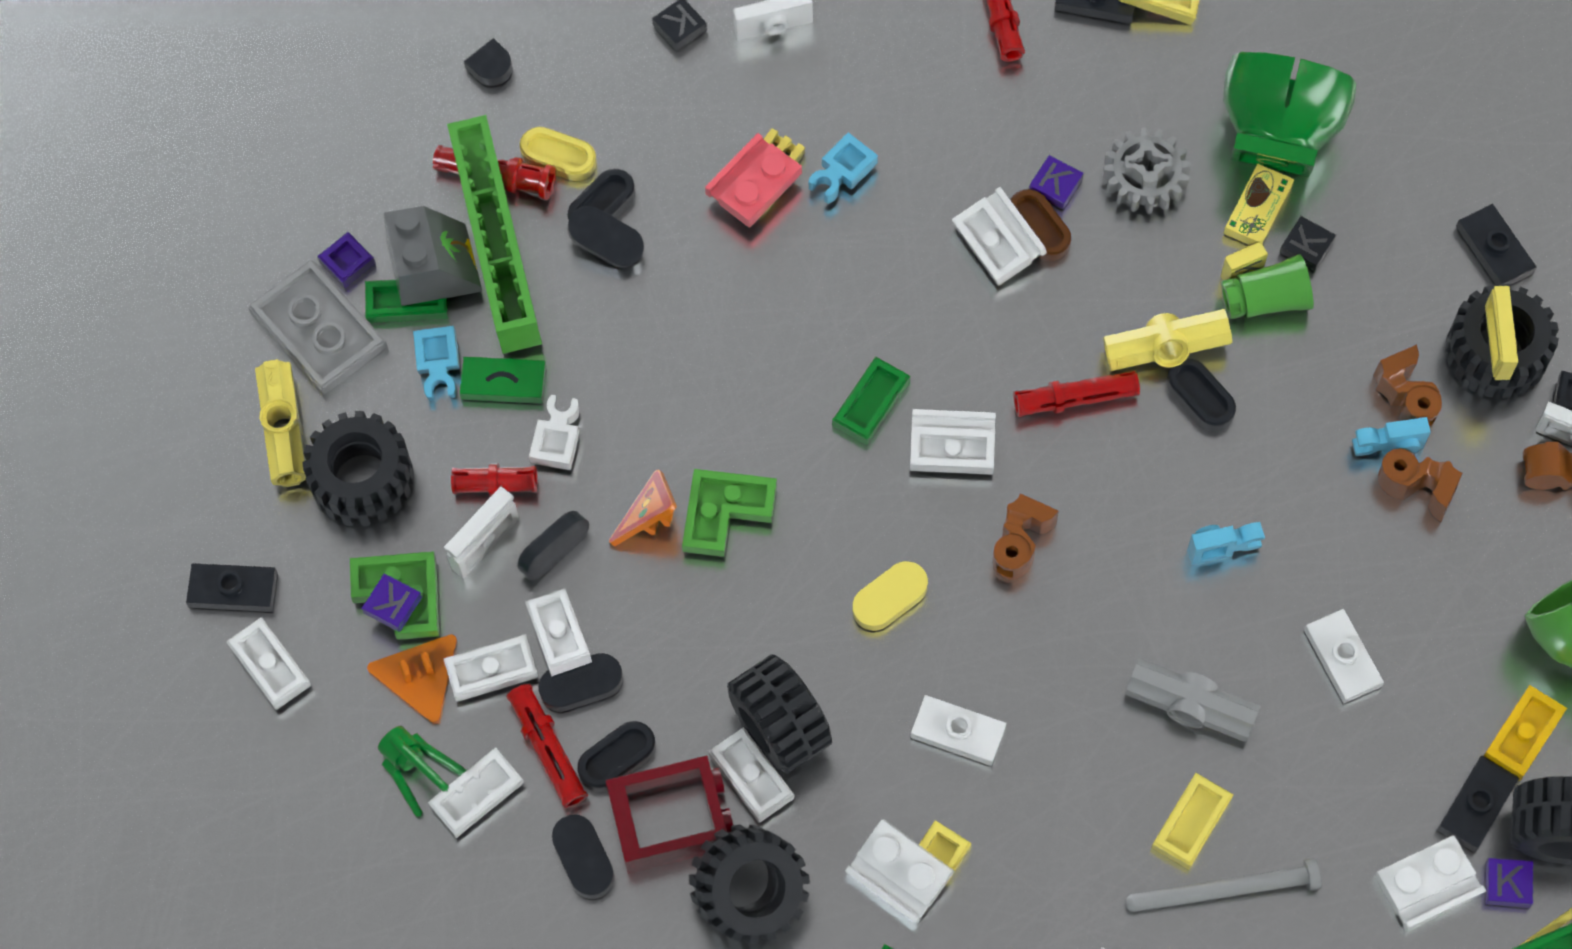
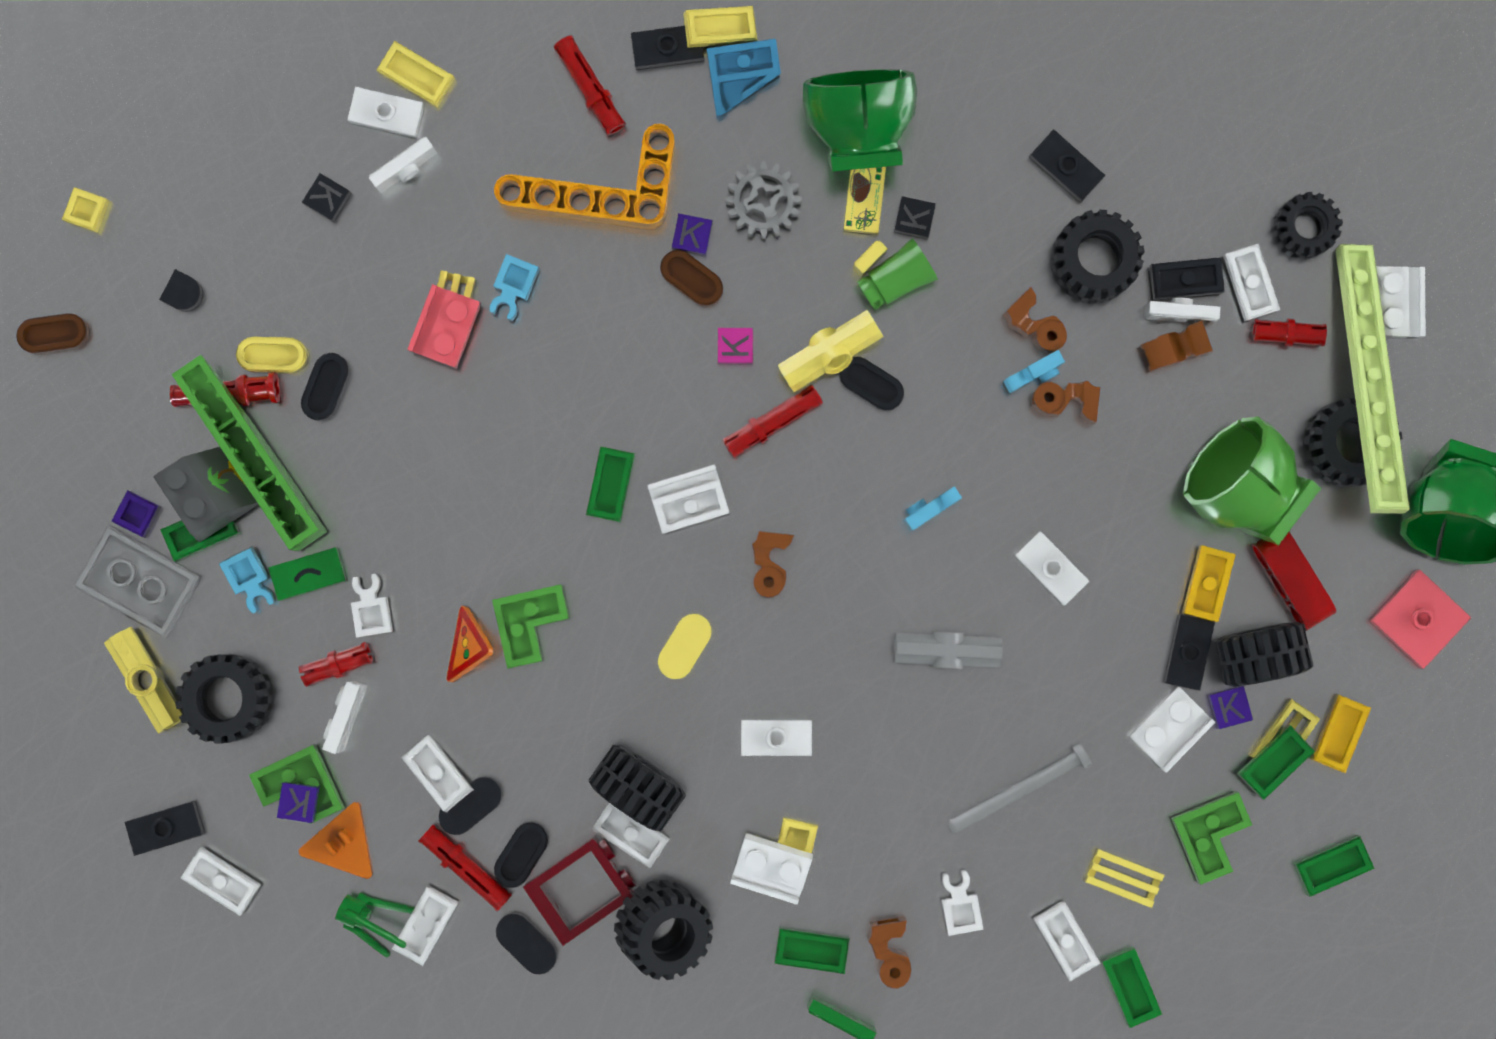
camera: 25 degrees left, 20 degrees up
(339, 60) = (52, 333): none -> reddish brown tile
(490, 668) = (396, 821): white plate -> none
(553, 545) = (404, 703): black tile -> none
(605, 236) = (341, 420): black tile -> none
(969, 107) = (600, 195): none -> light orange beam
(999, 236) = (663, 304): white plate -> none
(1062, 306) = (735, 345): none -> dark pink tile
(1167, 42) = (741, 71): none -> dark azure wing
(1192, 821) = (978, 745): light yellow tile -> none
(1501, 333) = (1098, 264): light yellow tile -> none

